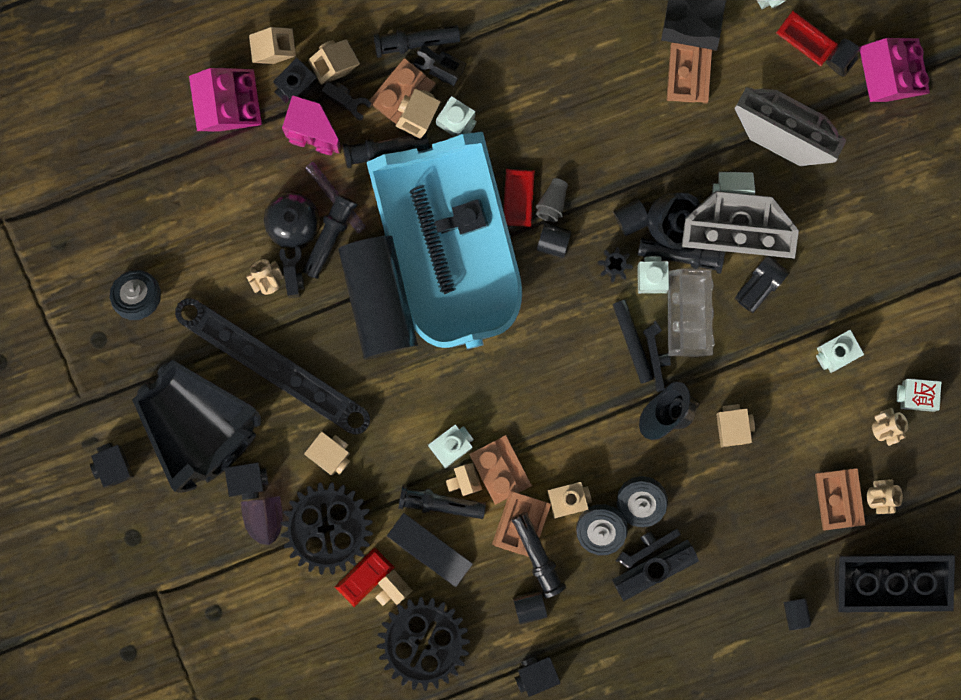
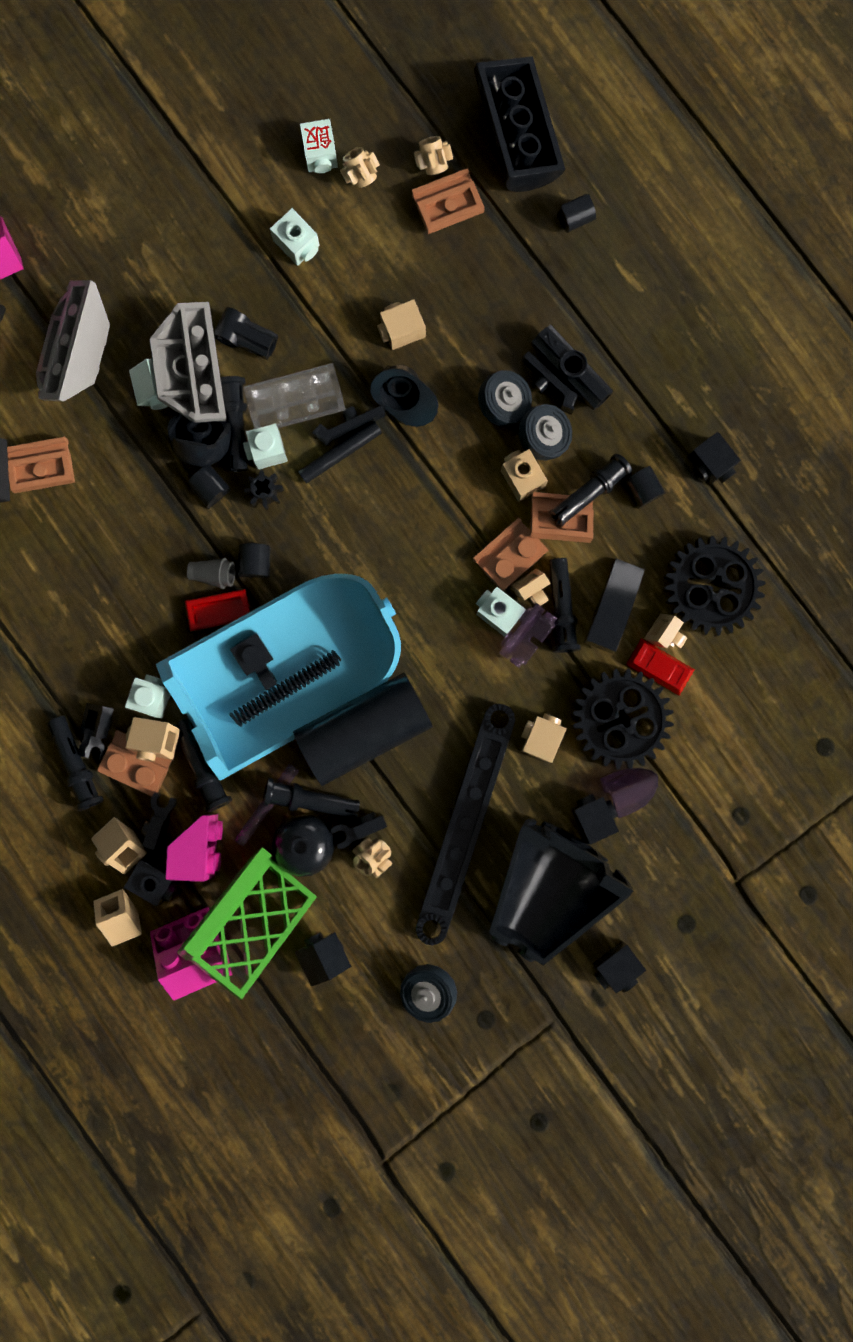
camera: 105 degrees left, 0 degrees up
(190, 211) = (322, 958): none -> black brick
(260, 147) = (222, 912): none -> bright green fence
(418, 454) = (531, 625): none -> hinge

